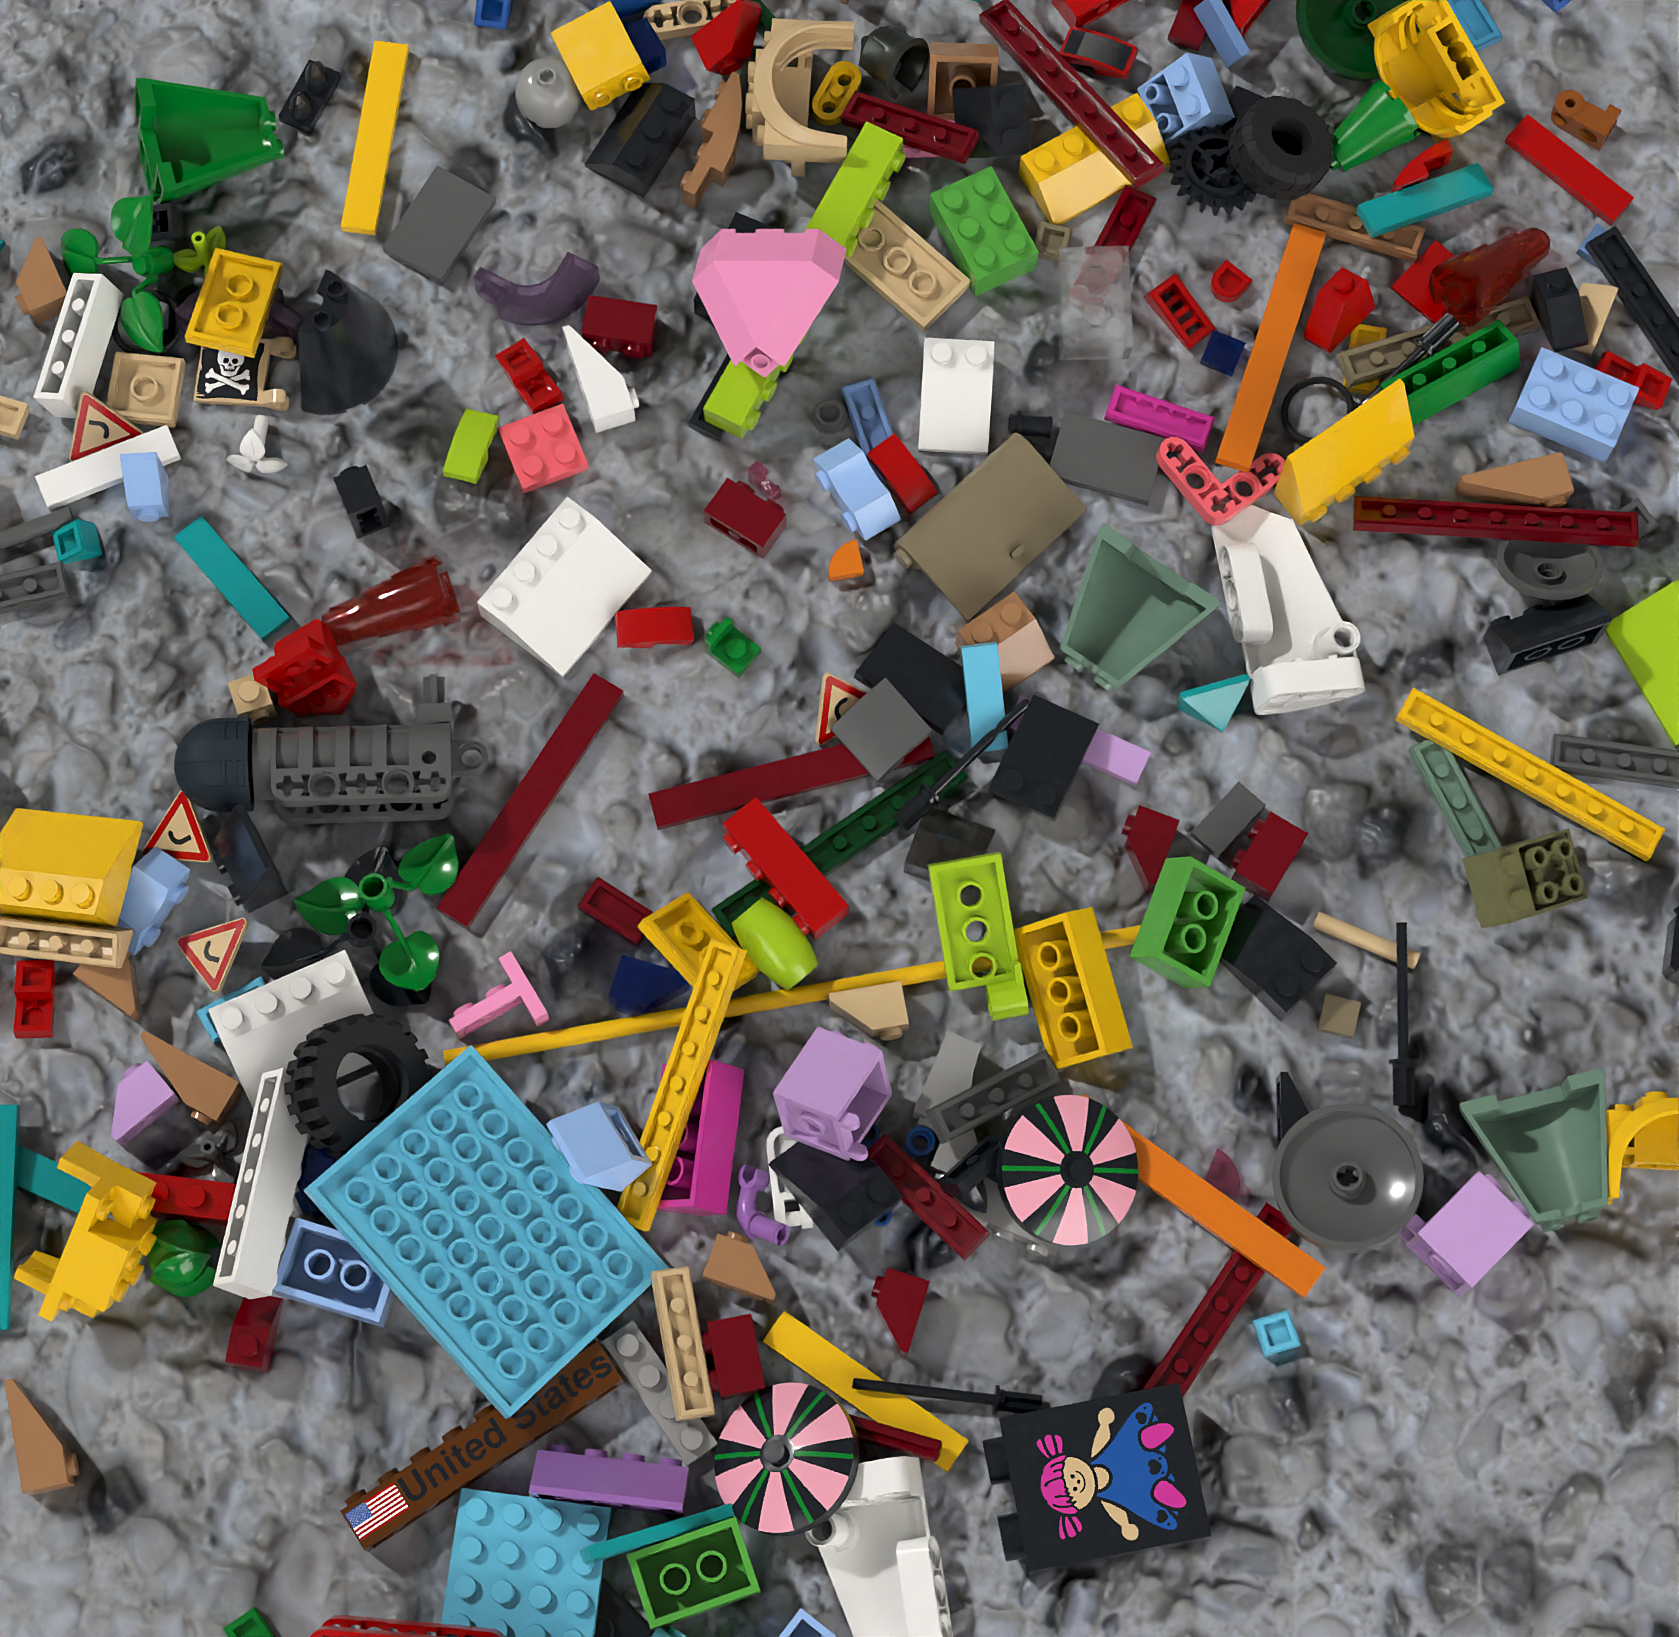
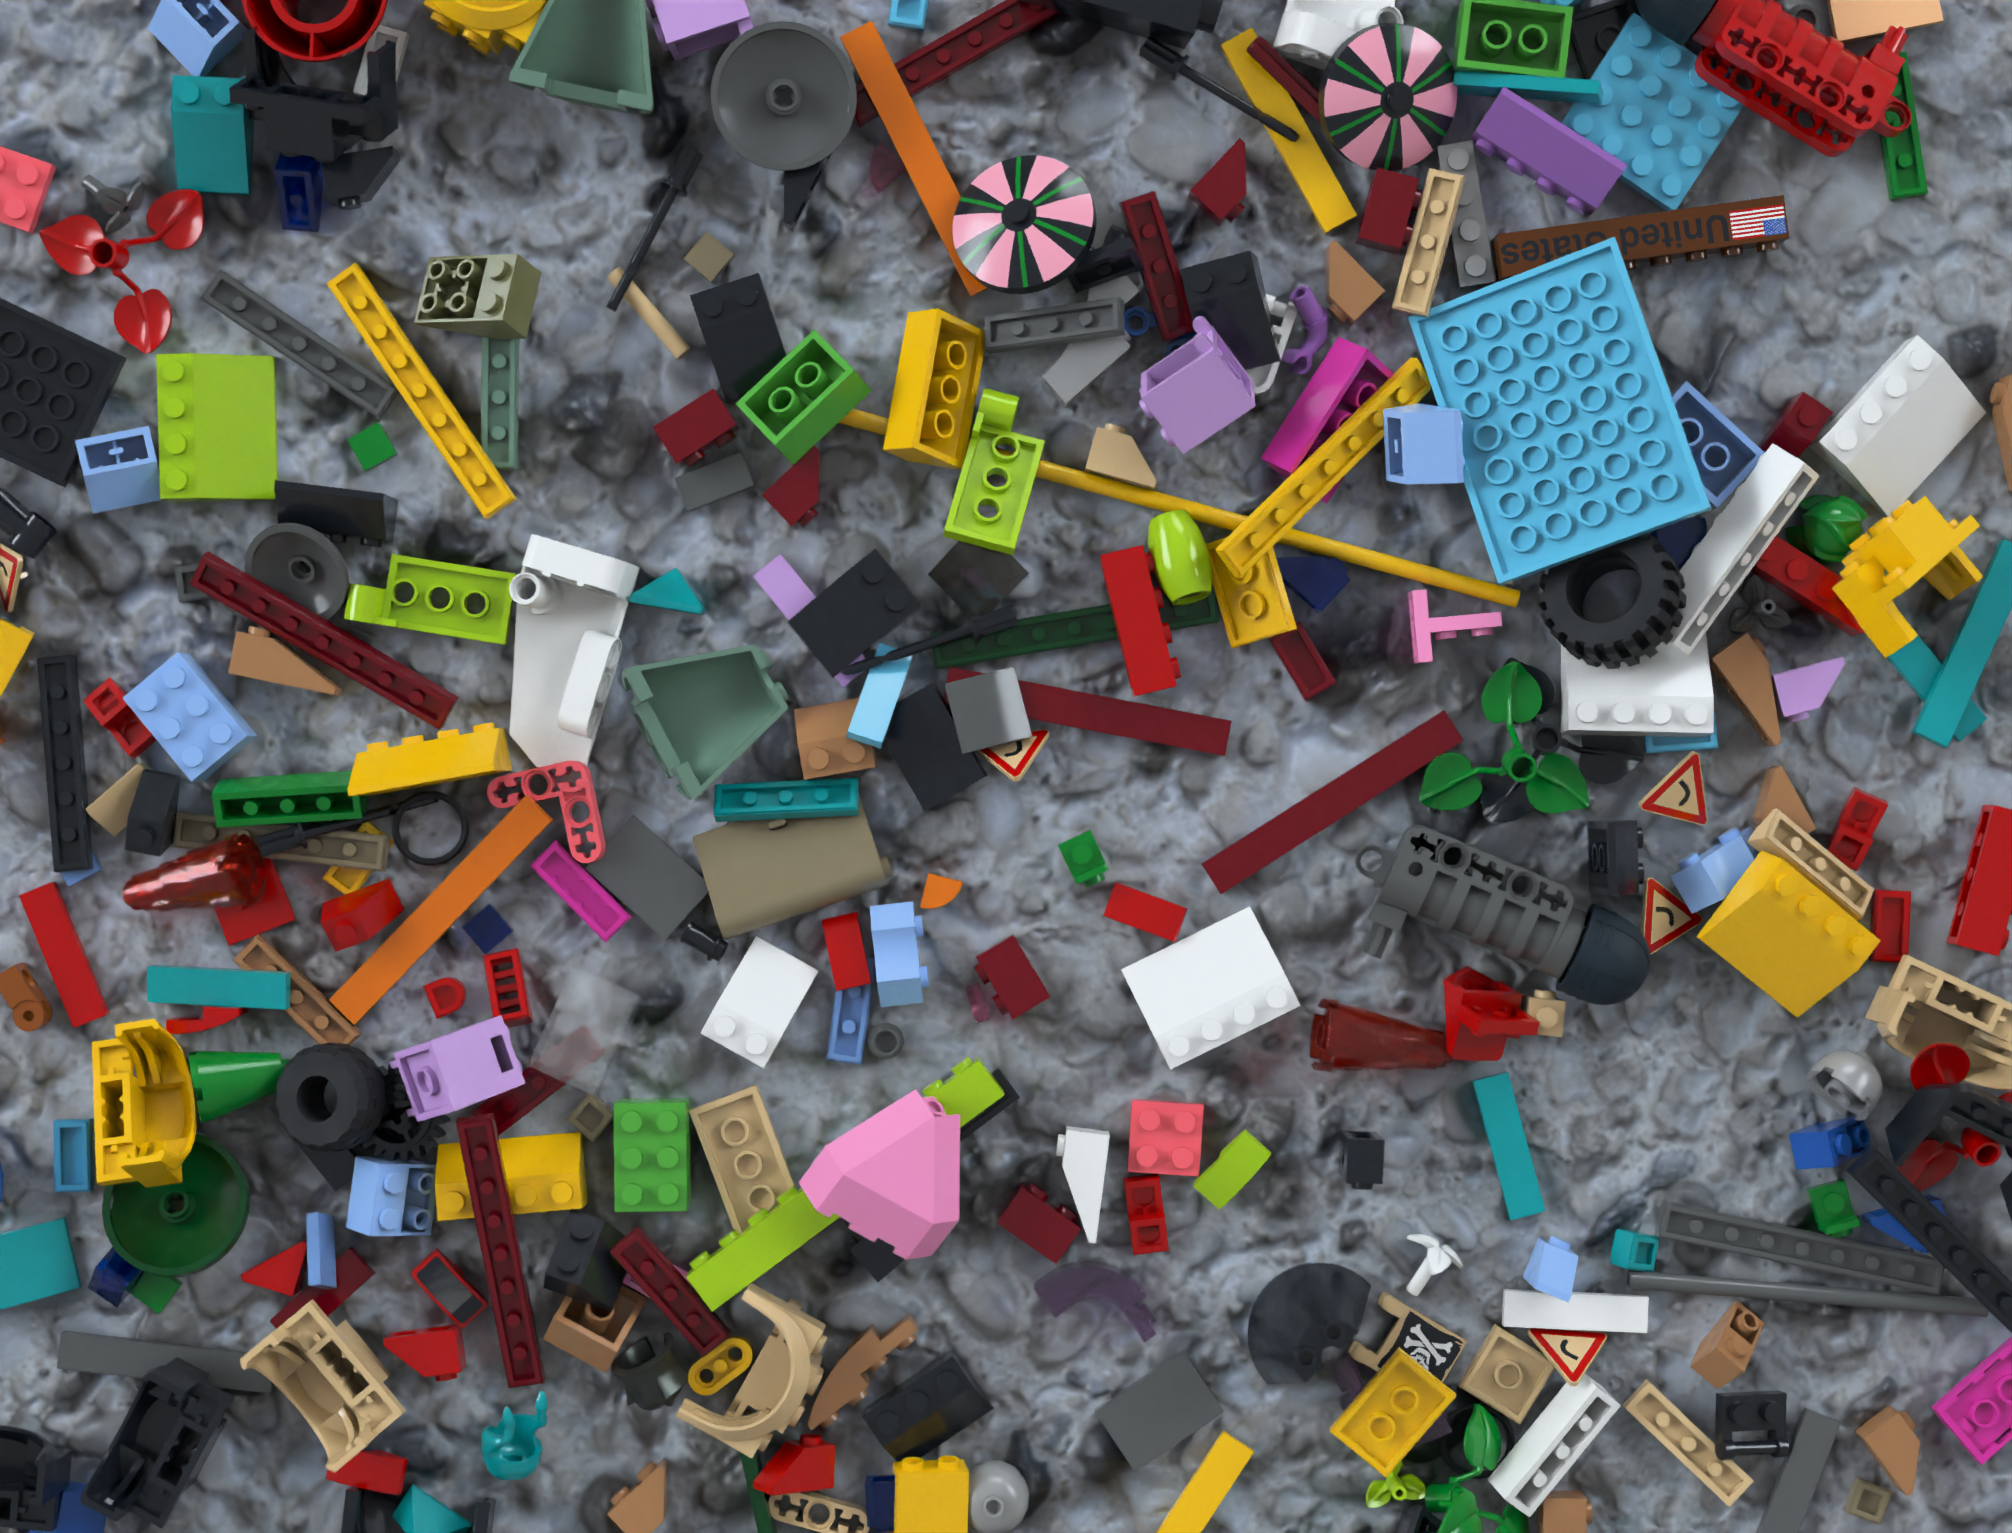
camera: 150 degrees left, 15 degrees up
(154, 1388) = (1899, 426): none -> white slope
(1021, 574) = (786, 799): none -> teal tile
(1184, 217) = (459, 1068): none -> lavender container
(1458, 571) = (419, 614): none -> lime hinge
(1545, 708) = (372, 447): none -> green tile

